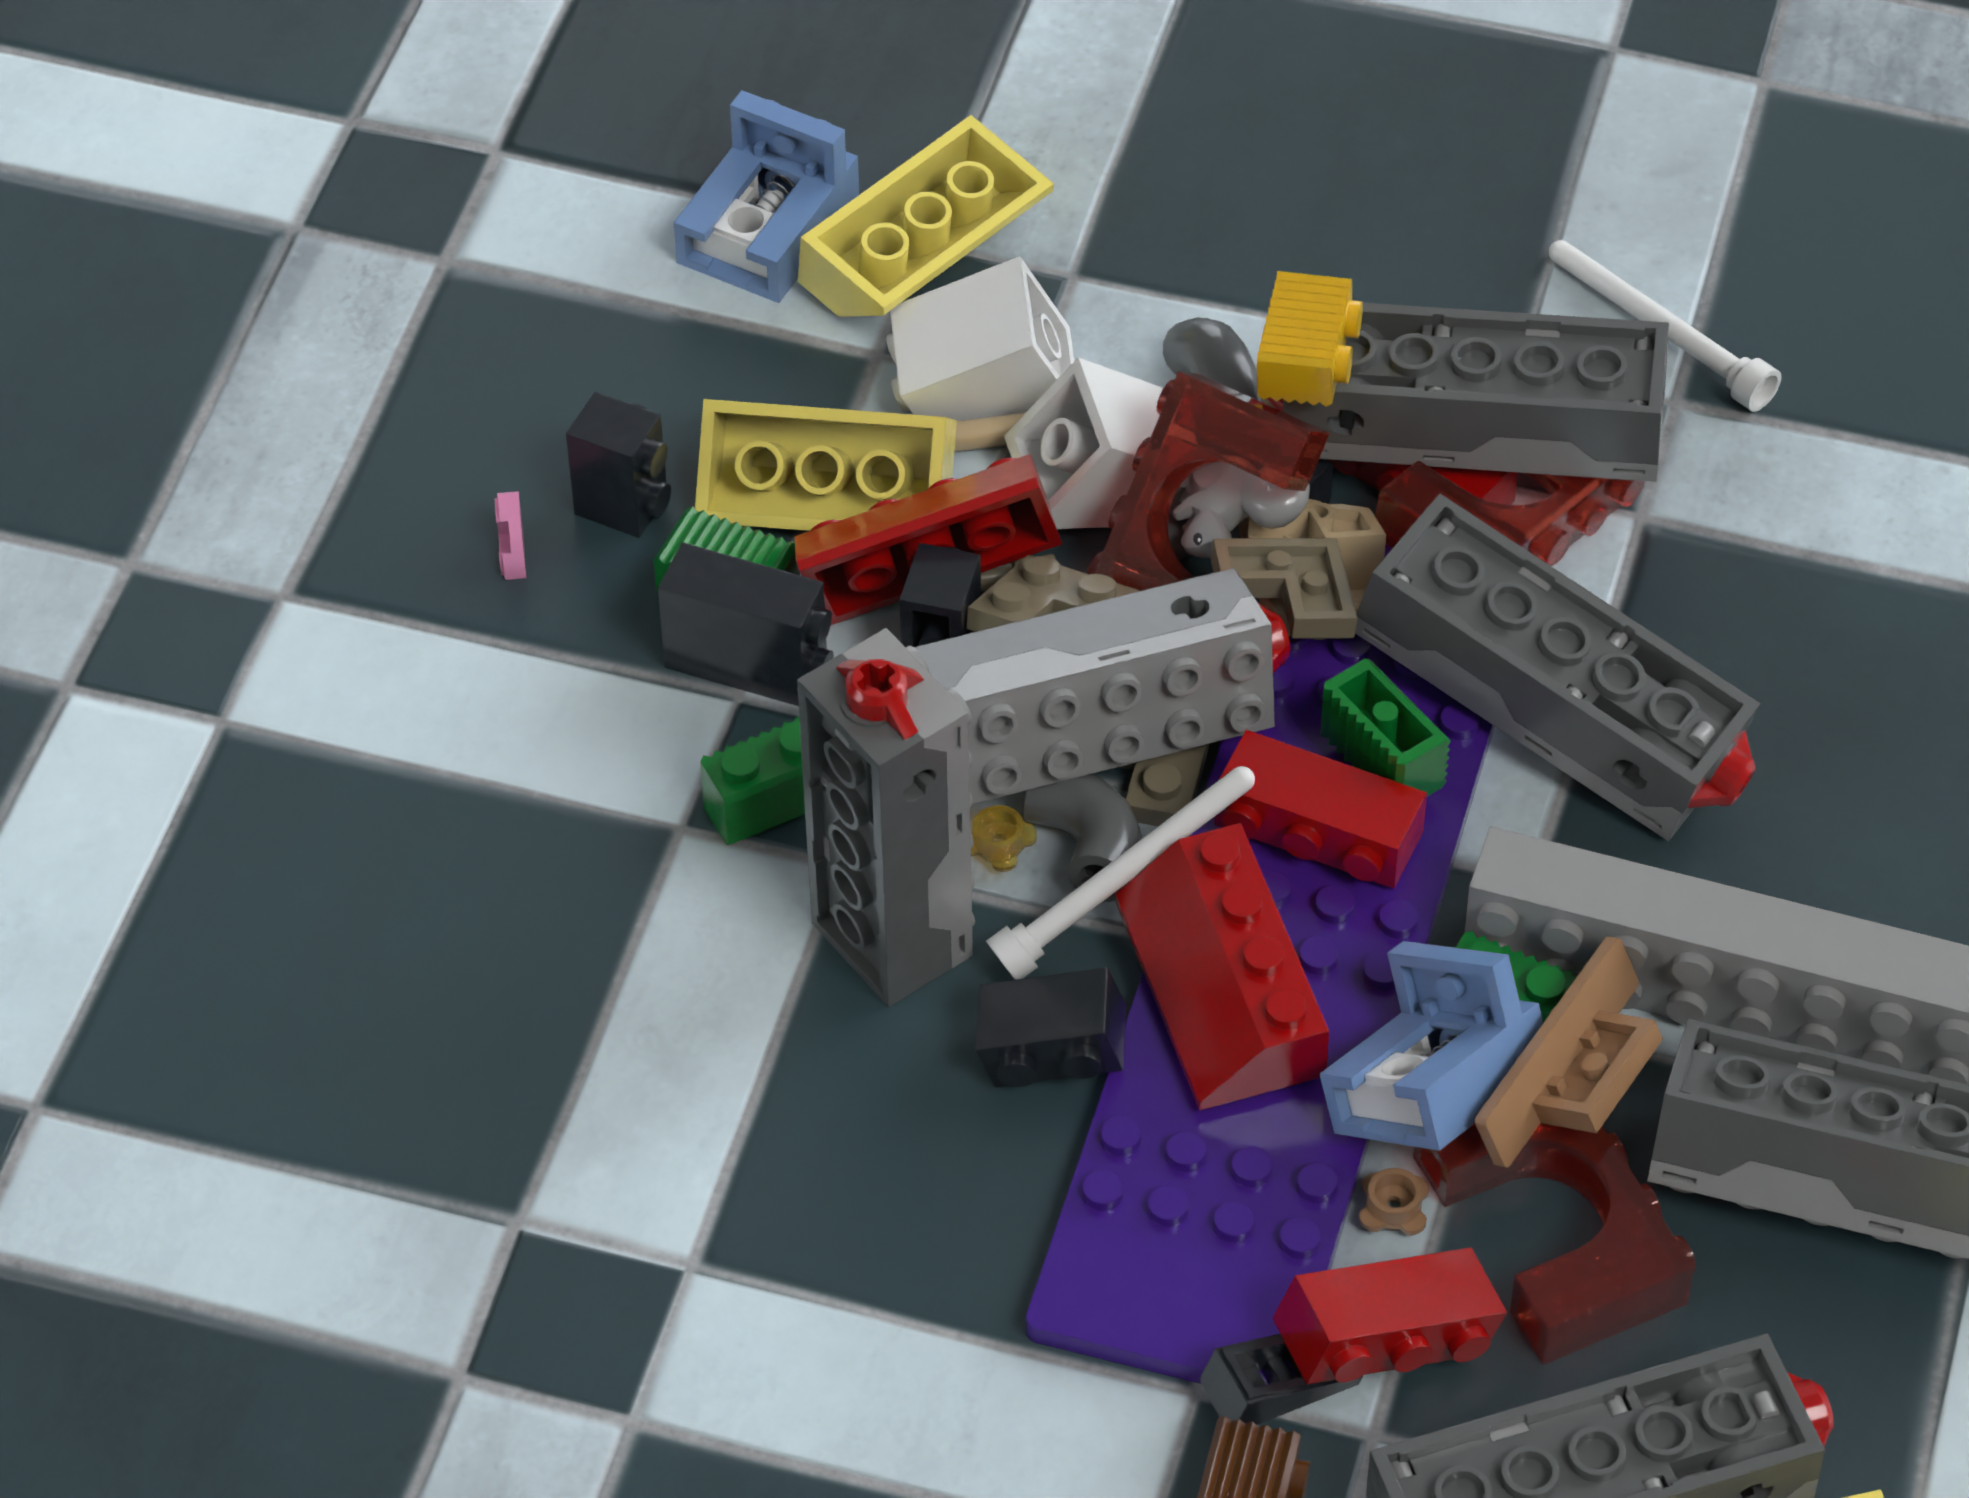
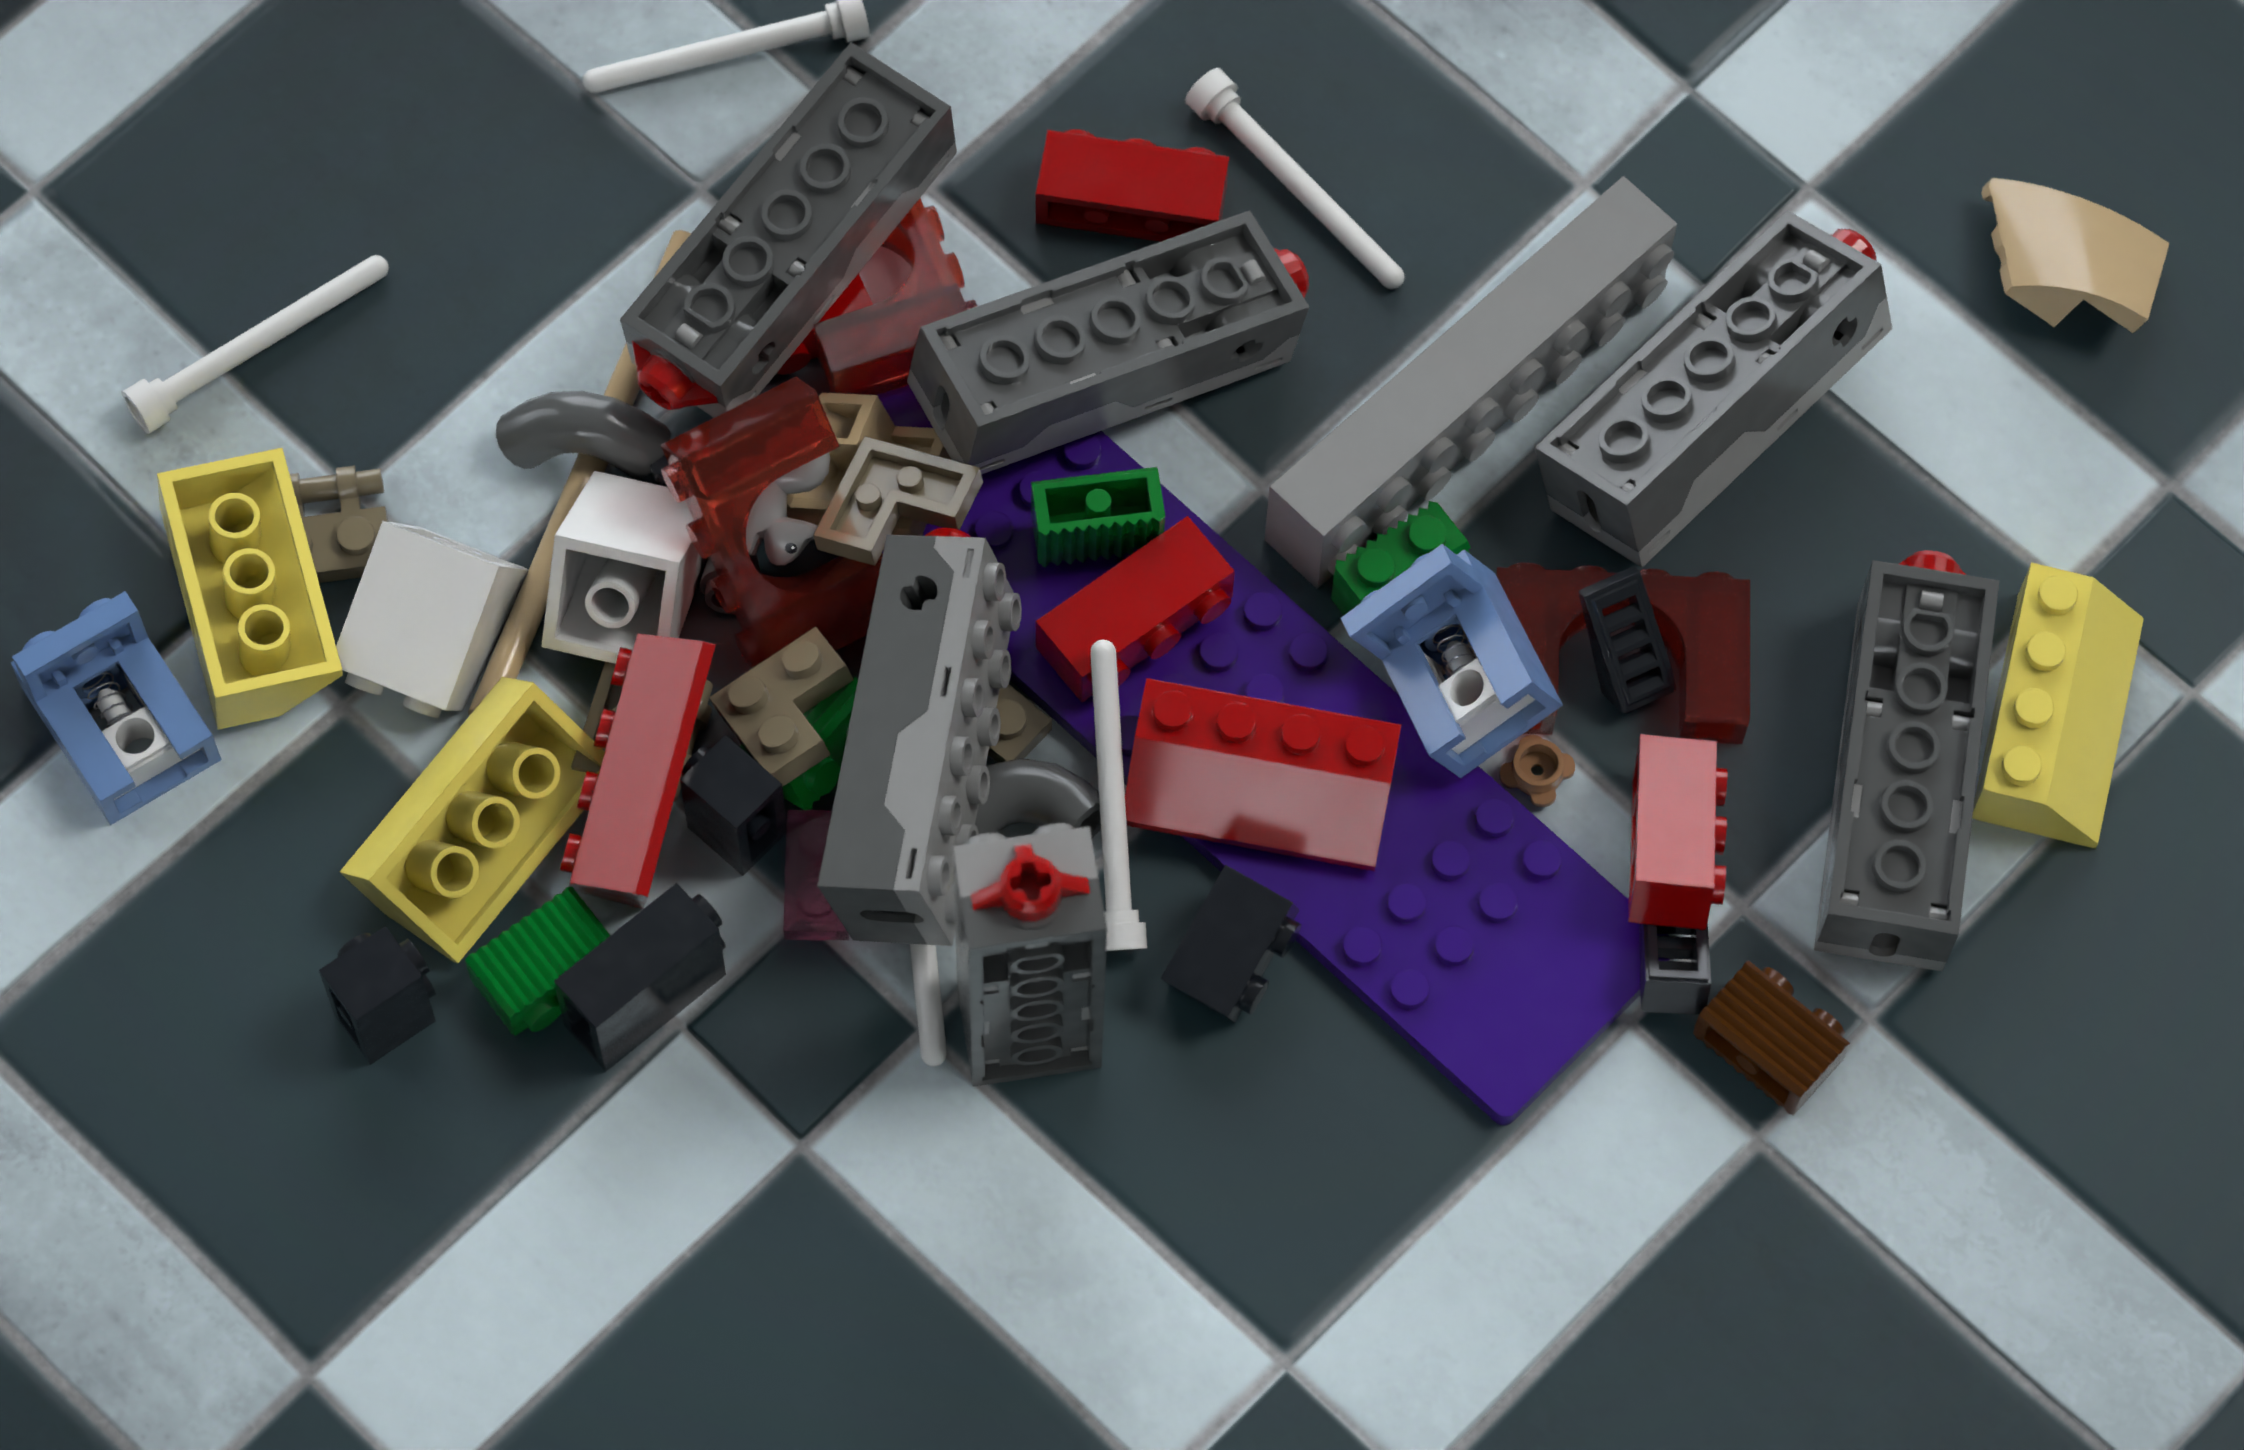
camera: 65 degrees left, 15 degrees up
(510, 535) = (382, 1133): bright pink tile -> none
(755, 783) = (817, 1041): green brick -> none
(1034, 234) = (342, 539): none -> dark tan plate
(1055, 112) = (155, 400): none -> white piece
(1306, 338) = (696, 334): yellow brick -> none
(1540, 1233) = (1642, 675): none -> black slope
(1575, 1061) = (1531, 548): medium nougat bracket -> none
(1741, 637) = (1128, 186): none -> red brick
(1882, 670) = (1216, 99): none -> white piece

